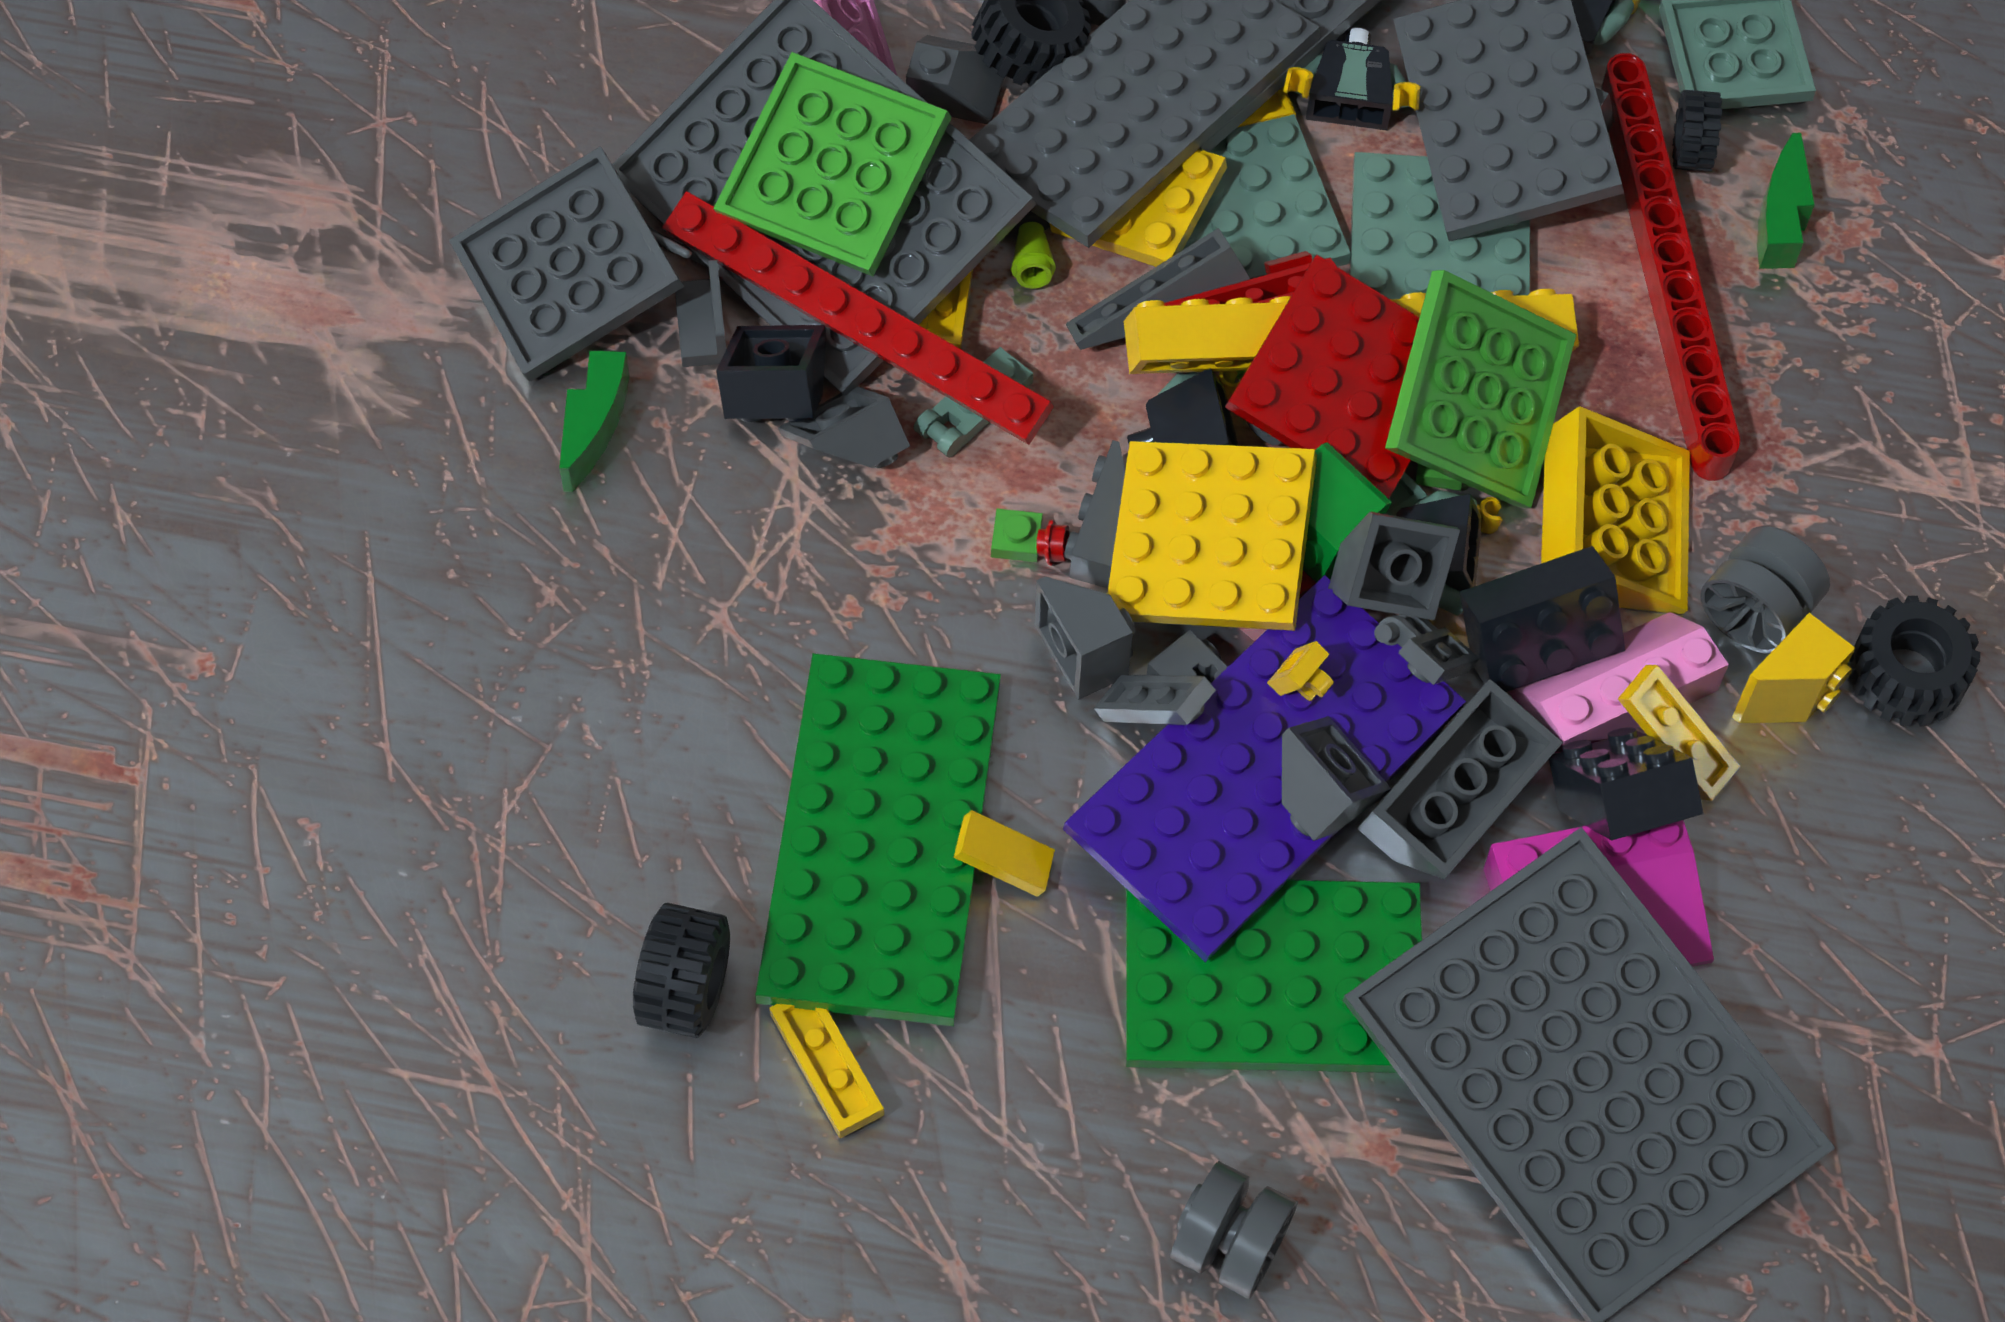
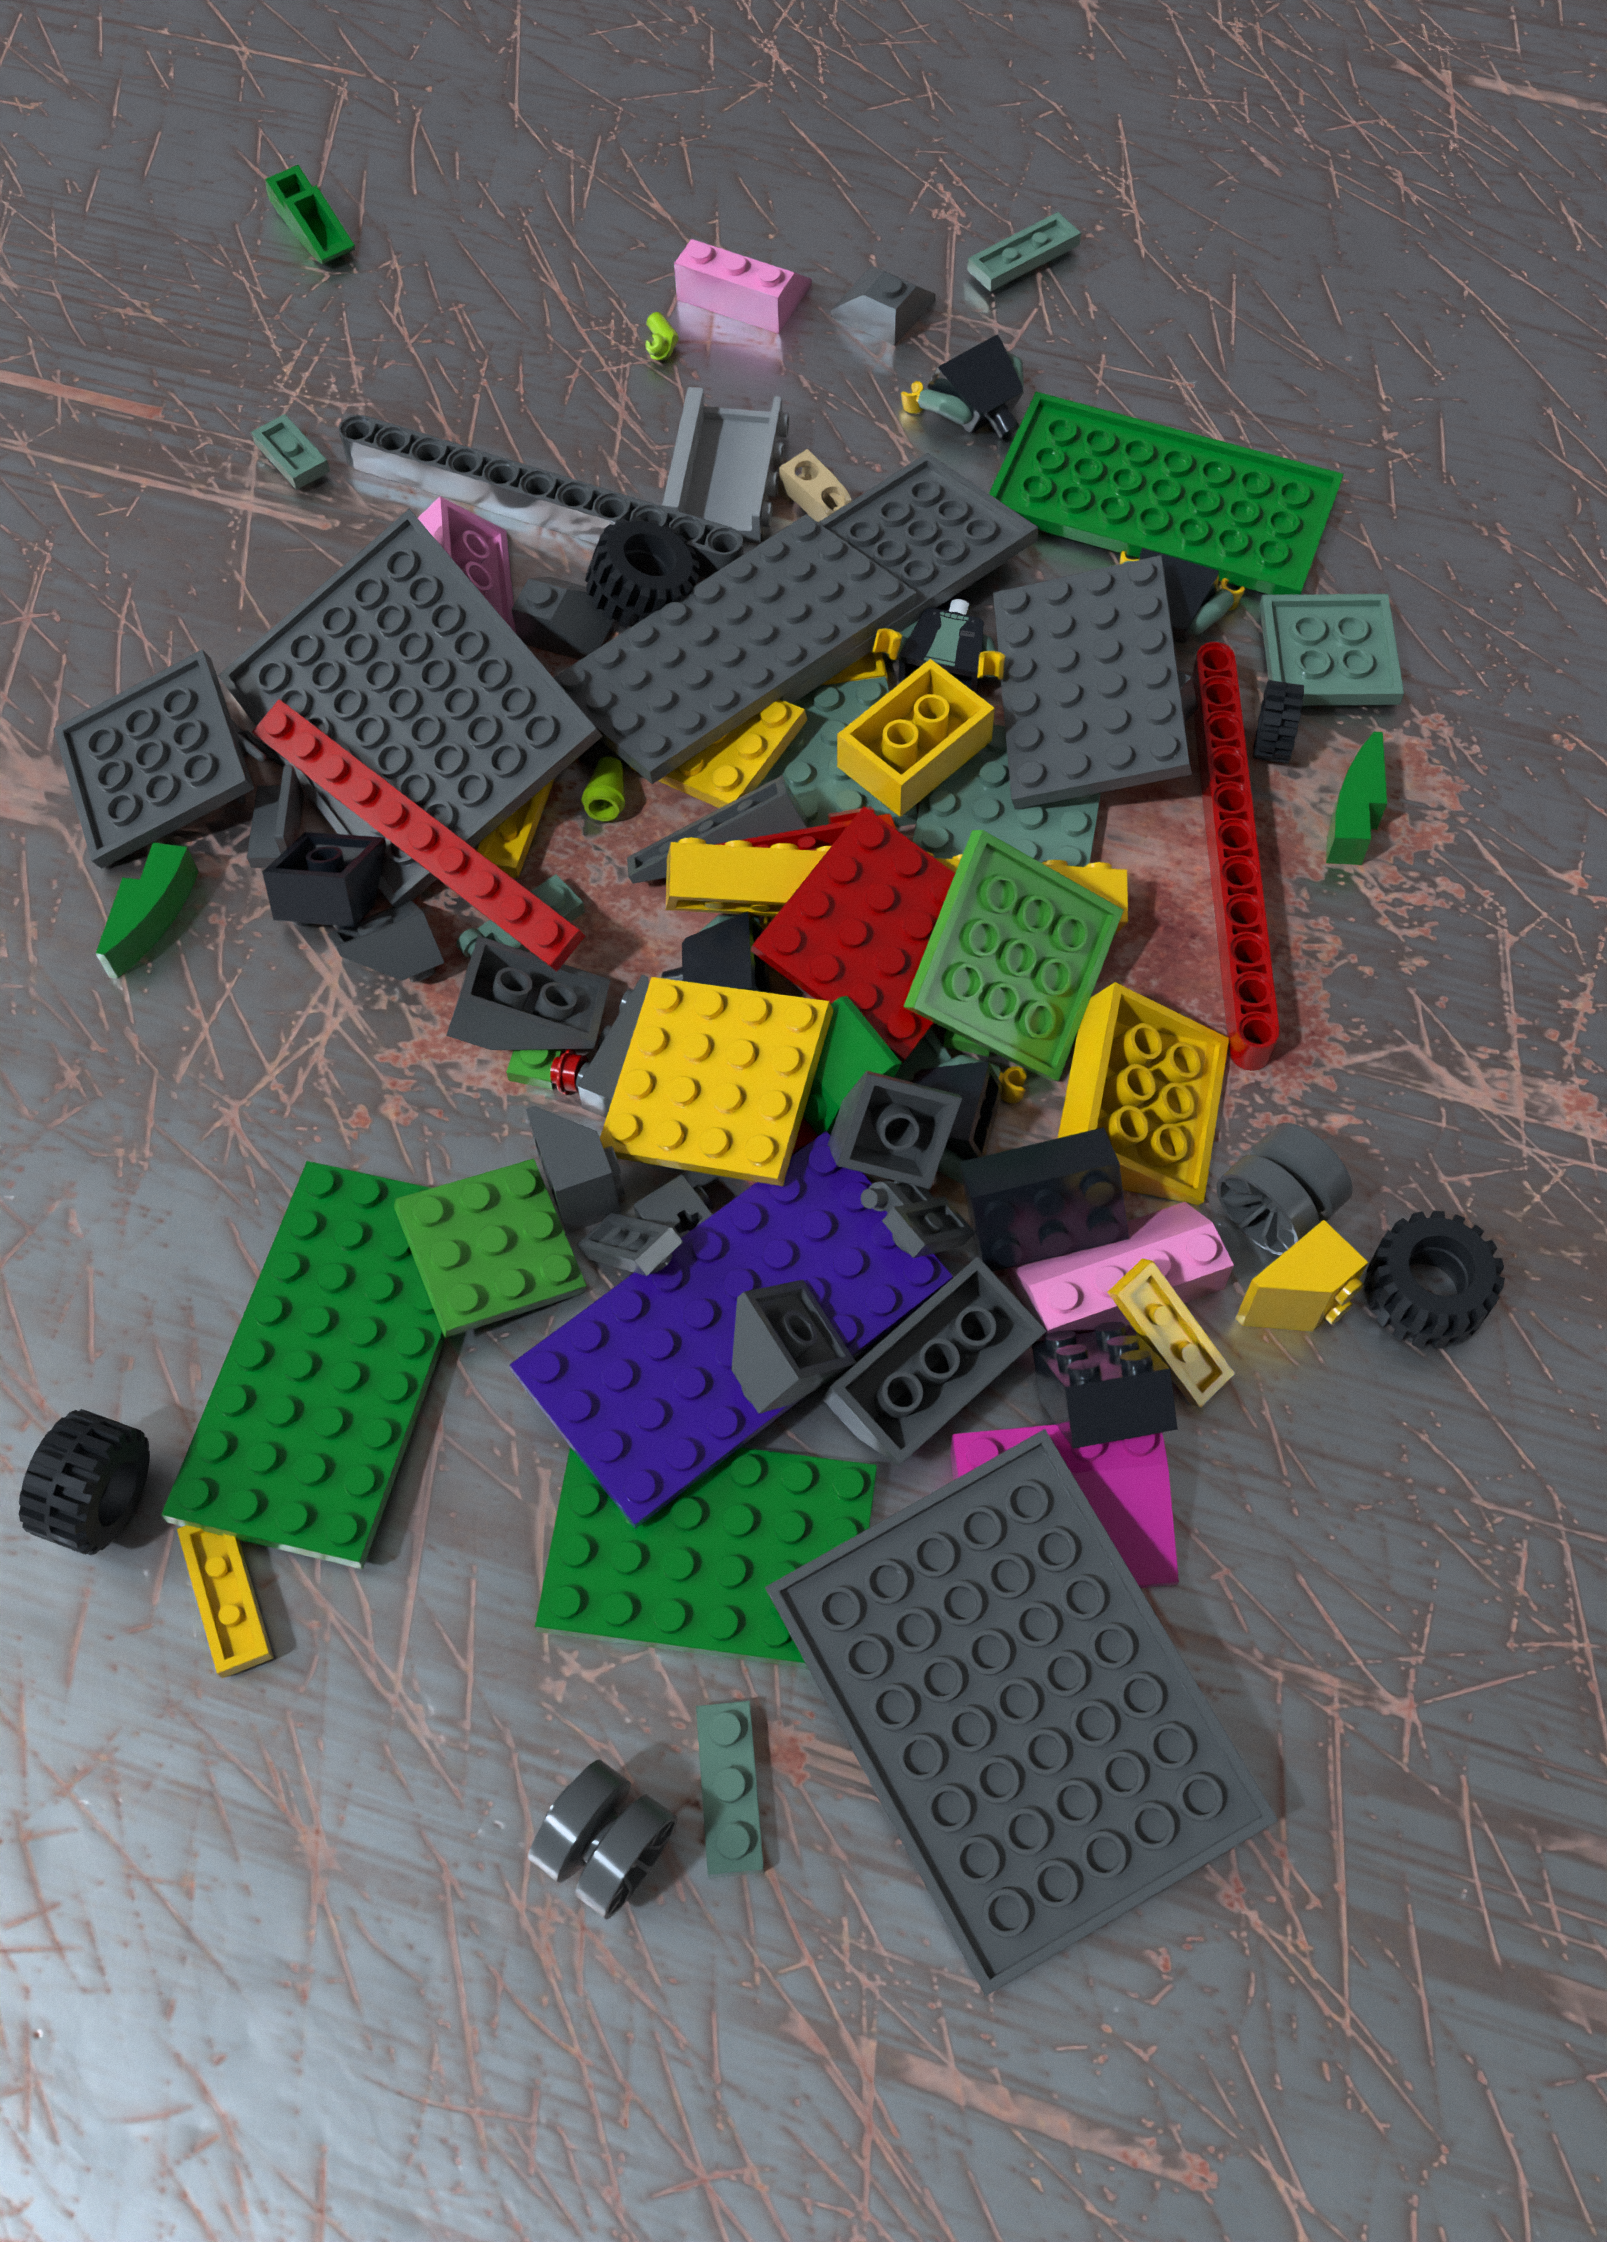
camera: 10 degrees right, 0 degrees up
(832, 163) = (414, 682): bright green plate -> none
(995, 479) = (524, 1004): none -> dark grey slope
(1004, 853) = (450, 1389): yellow tile -> none
(1014, 717) = (489, 1247): none -> bright green plate
(1302, 673) = (779, 1232): yellow tile -> none
(1333, 1183) = (729, 1790): none -> sand green plate
(1343, 178) = (915, 737): none -> yellow brick

